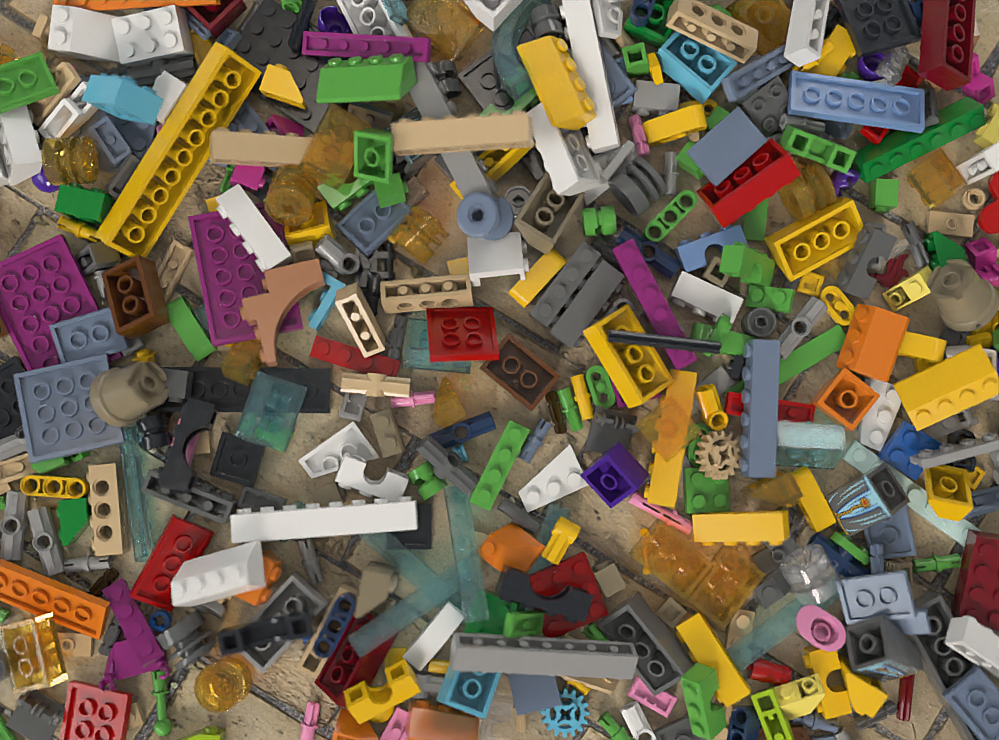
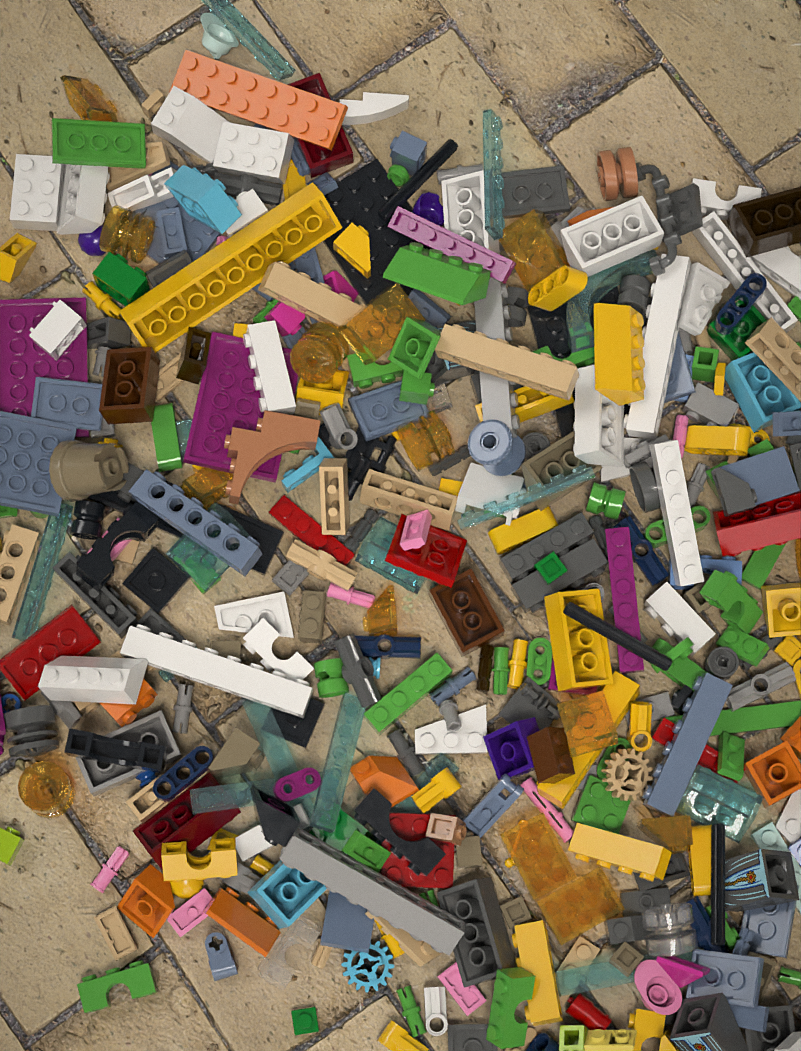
camera: 25 degrees right, 10 degrees down
(45, 276) = (57, 330): none -> white container
(181, 245) = (194, 355): none -> dark brown slope
(190, 389) = (240, 560): none -> sand blue brick
(431, 632) = (275, 817): none -> black slope
(438, 589) = (297, 784): none -> magenta plate
(445, 321) = (416, 530): none -> bright pink plate
(448, 243) = (449, 461): none -> dark grey axle
(478, 46) = (557, 288): none -> yellow beam
(538, 244) = (534, 493): none -> clear light blue plate
(544, 468) = (449, 711): none -> light grey pin
(578, 303) = (550, 568): none -> green plate
(583, 572) = (446, 829): none -> medium nougat bracket
(614, 531) = (492, 806): none -> sand blue plate
(649, 472) = (550, 755): none -> reddish brown brick
(669, 207) = (676, 513): none -> white brick
(712, 168) = (733, 492): none -> dark grey slope
(784, 616) = (626, 959): none -> dark tan plate
(800, 400) = (731, 756): none -> bright green plate
(835, 517) = (718, 884): none -> black axle
(839, 605) = (681, 970): none -> dark pink slope

